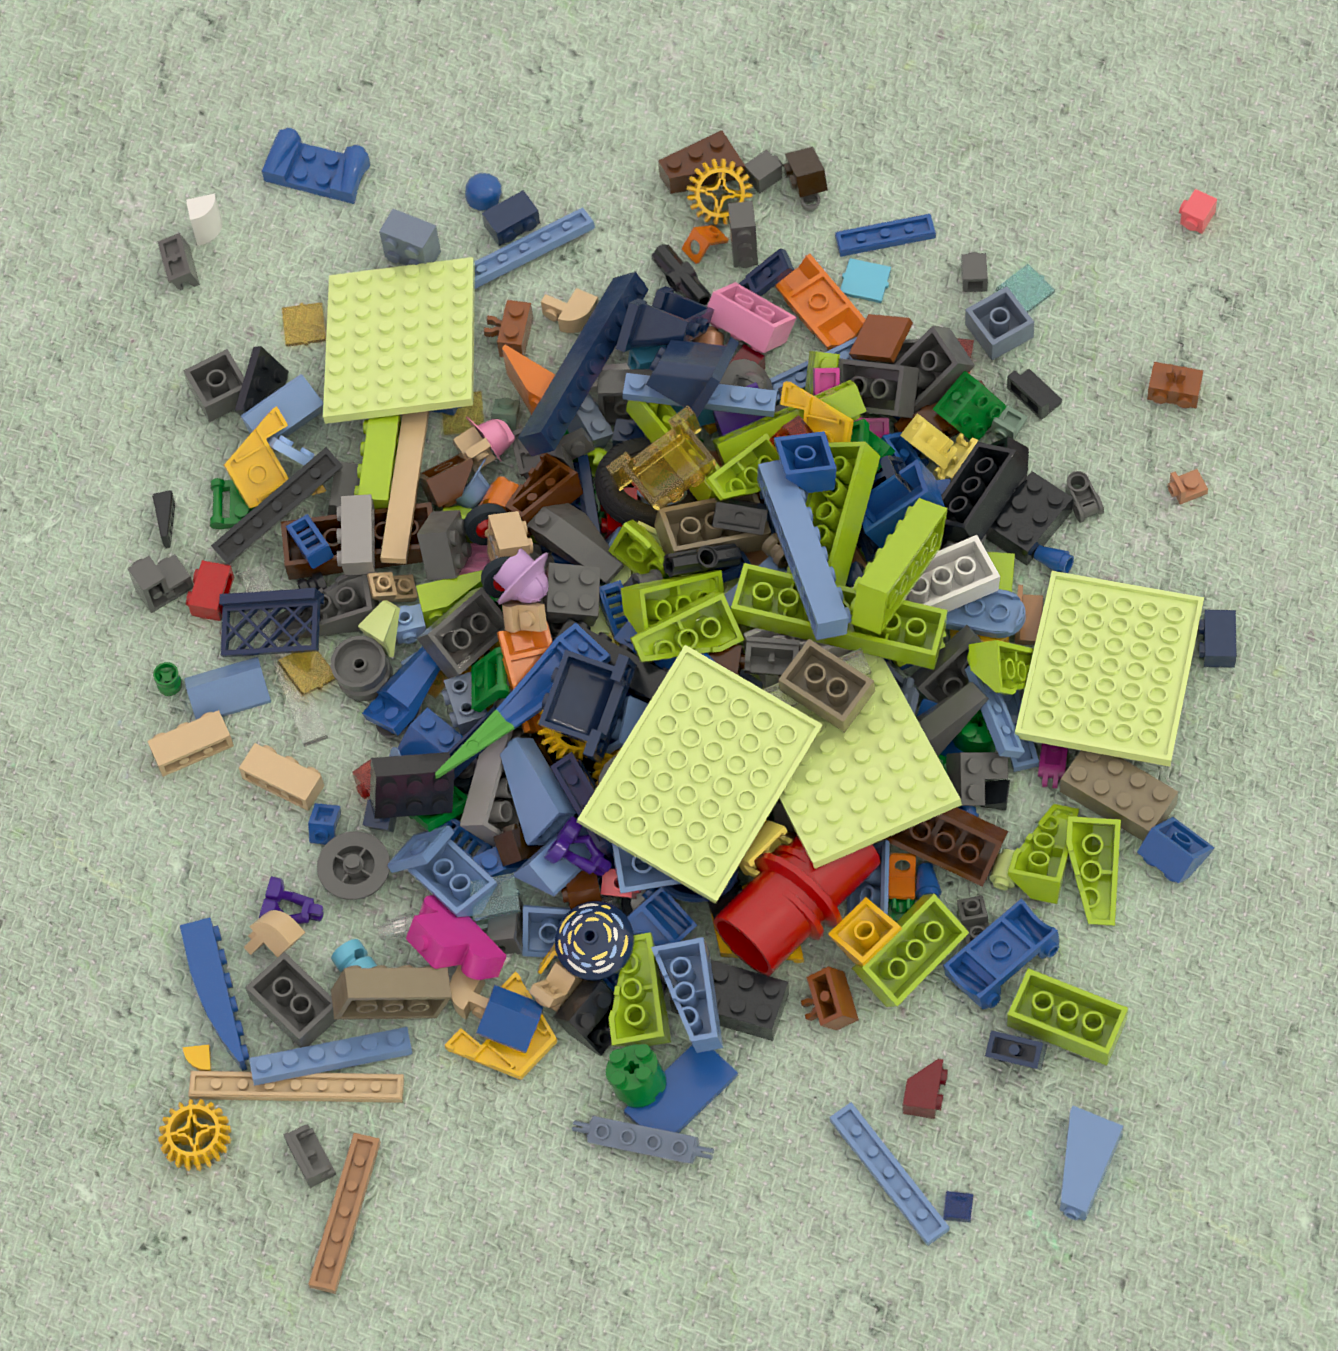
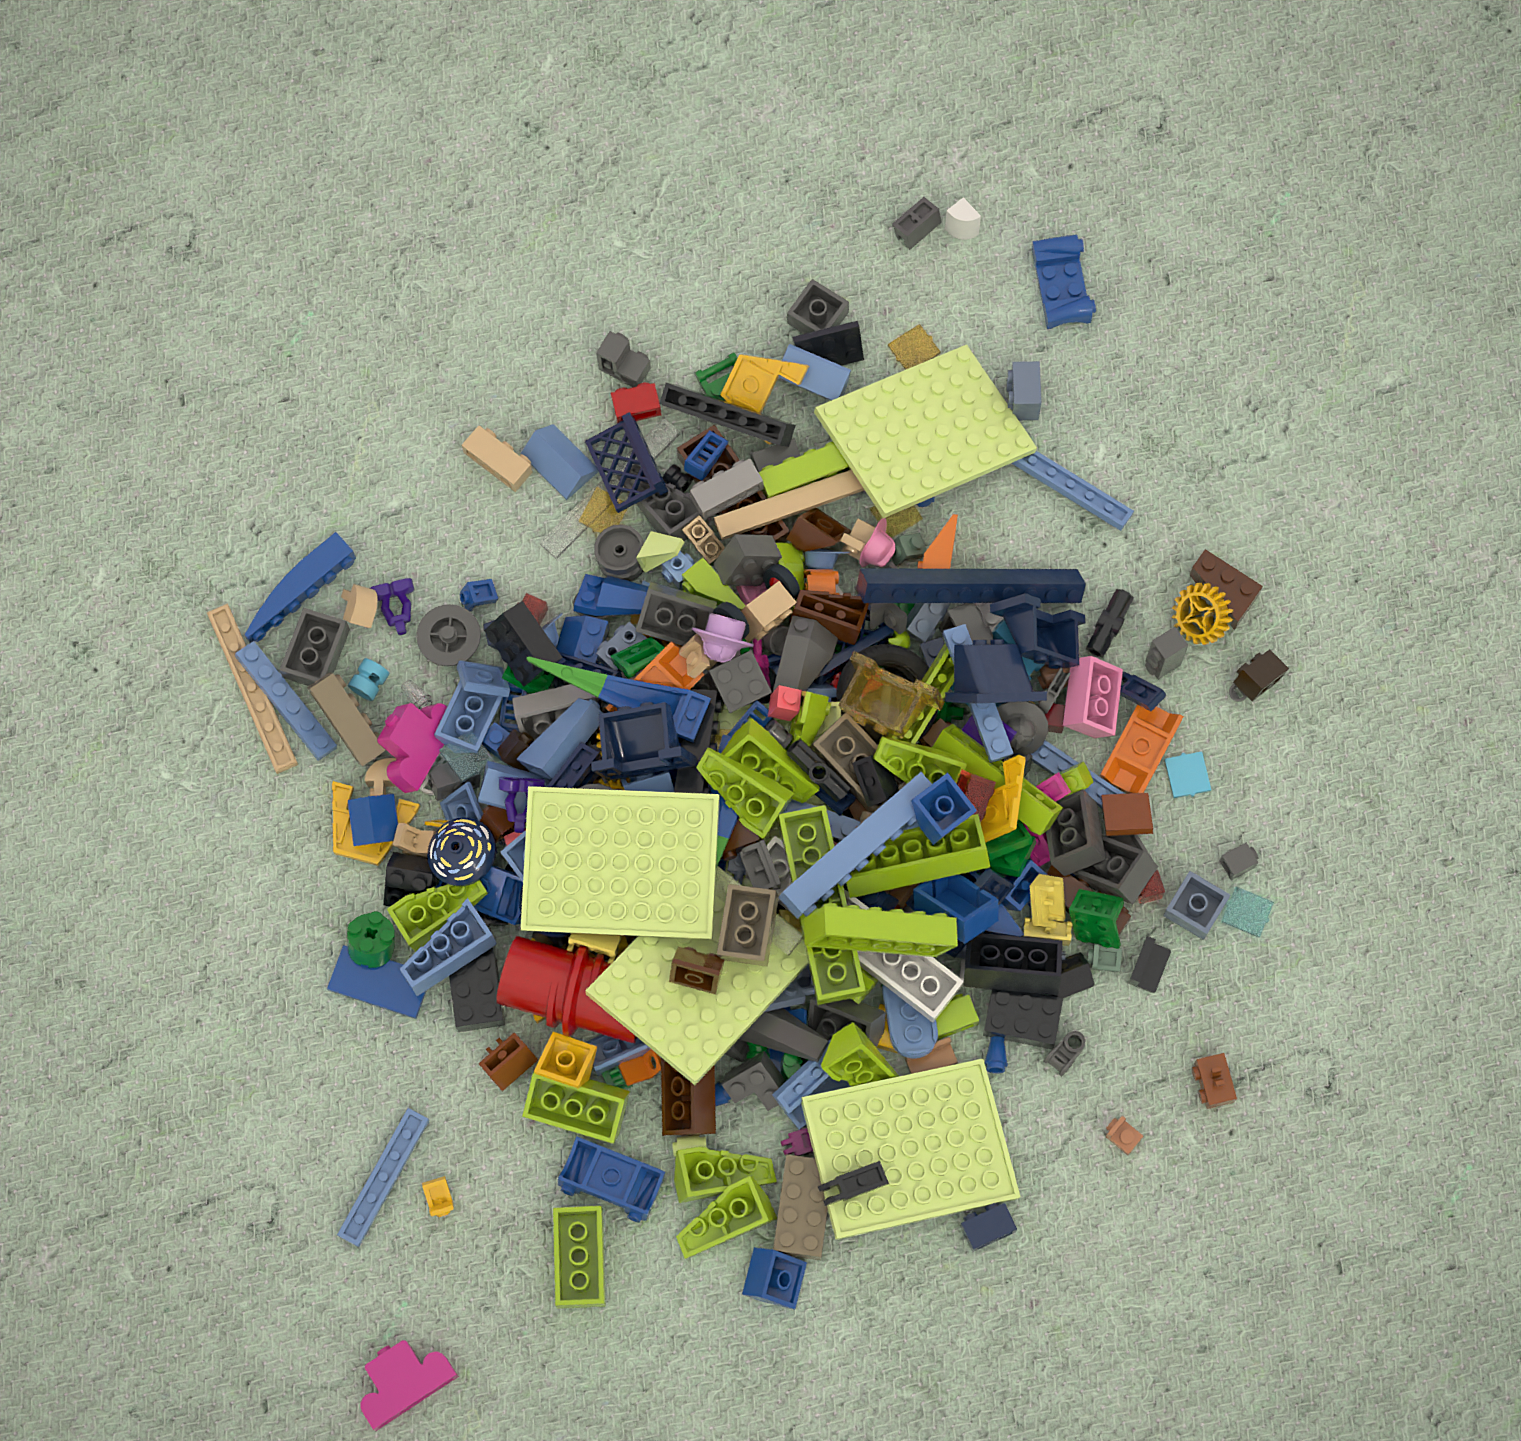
camera: 60 degrees right, 10 degrees up
(165, 509) = (683, 334): black slope -> none
(166, 673) = (543, 406): green wheel -> none
(198, 1057) = (241, 604): yellow tile -> none
(216, 1134) = (183, 628): yellow gear -> none
(282, 776) = (502, 542): tan brick -> none
(285, 447) = (781, 403): light blue hinge -> none
(309, 1155) = (198, 727): dark grey hinge -> none
(344, 1213) = (164, 777): medium nougat plate -> none
(483, 191) = (1109, 424): blue hair -> none
(511, 218) = (1093, 459): dark blue brick -> none
(513, 328) = (989, 514): dark orange brick -> none
(570, 315) = (1030, 555): tan brick -> none
(617, 561) = (784, 703): none -> coral brick
(643, 1139) = (323, 972): sand blue plate -> none
(705, 236) = (1156, 623): orange bracket -> none
(720, 336) = (1053, 690): none -> dark grey piece
(764, 171) = (1247, 640): dark grey brick -> none
(848, 749) = (696, 969): none -> reddish brown slope
(885, 235) = (1240, 770): blue tile -> none
(923, 1091) = (464, 1172): dark red slope -> none
(927, 881) = (646, 1090): blue cone -> none
(937, 1128) = (438, 1197): none -> yellow bracket
(958, 1206) = (382, 1245): clear blue tile -> none
(973, 916) = (635, 1141): dark grey slope -> none
(996, 794) = (754, 1109): black slope -> none
(1016, 1050) = (530, 1229): dark blue brick -> none
(1088, 1155) = (465, 1329): medium blue slope -> none
(1111, 1243) = (402, 1382): none -> dark pink brick
(1125, 719) = (856, 1183): none -> black hinge
(1197, 211) = (1399, 1022): coral brick -> none

